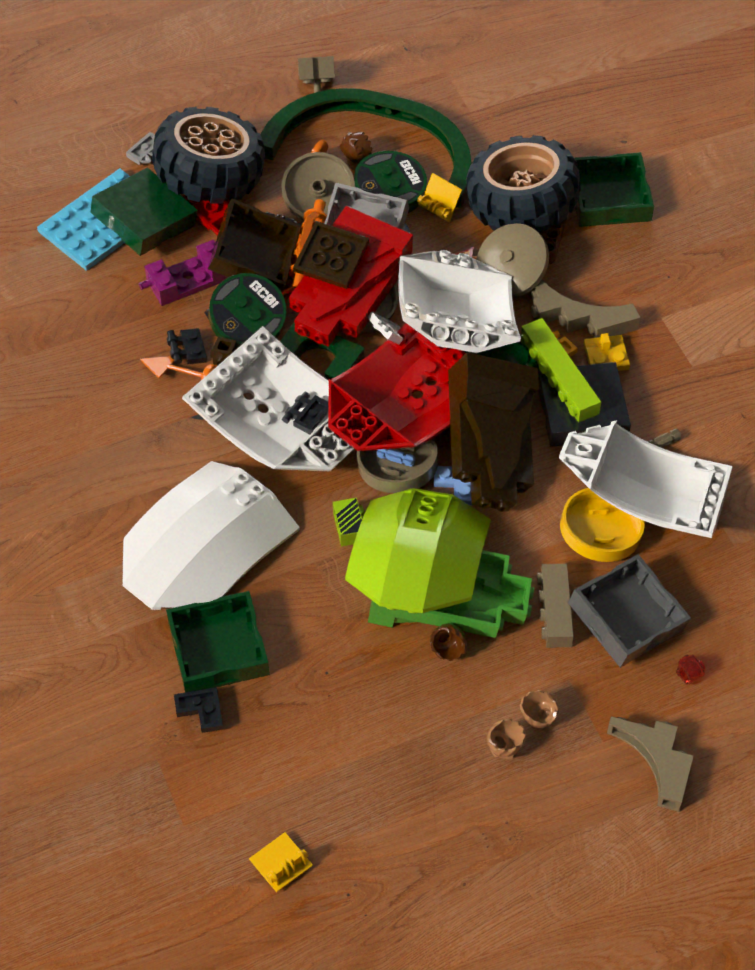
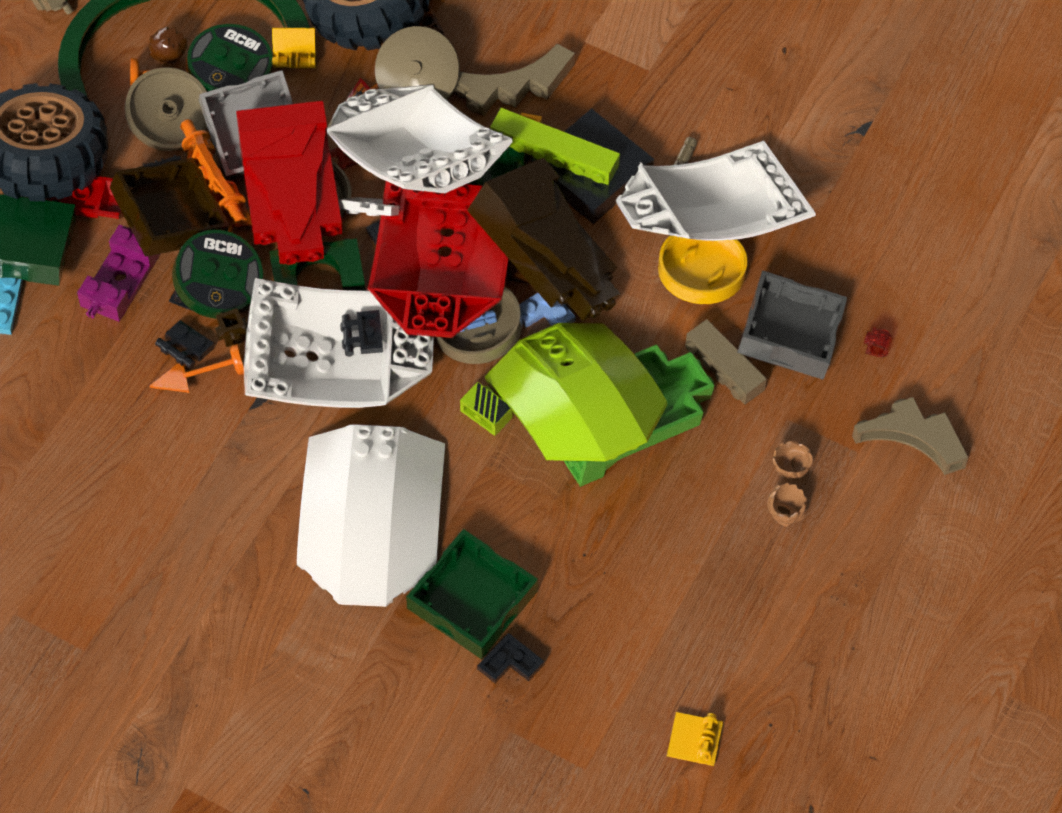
camera: 40 degrees left, 5 degrees up
(331, 254) = (266, 167): dark brown plate -> none
(448, 642) = (668, 455): reddish brown hair -> none
(607, 350) = (567, 104): yellow hinge -> none

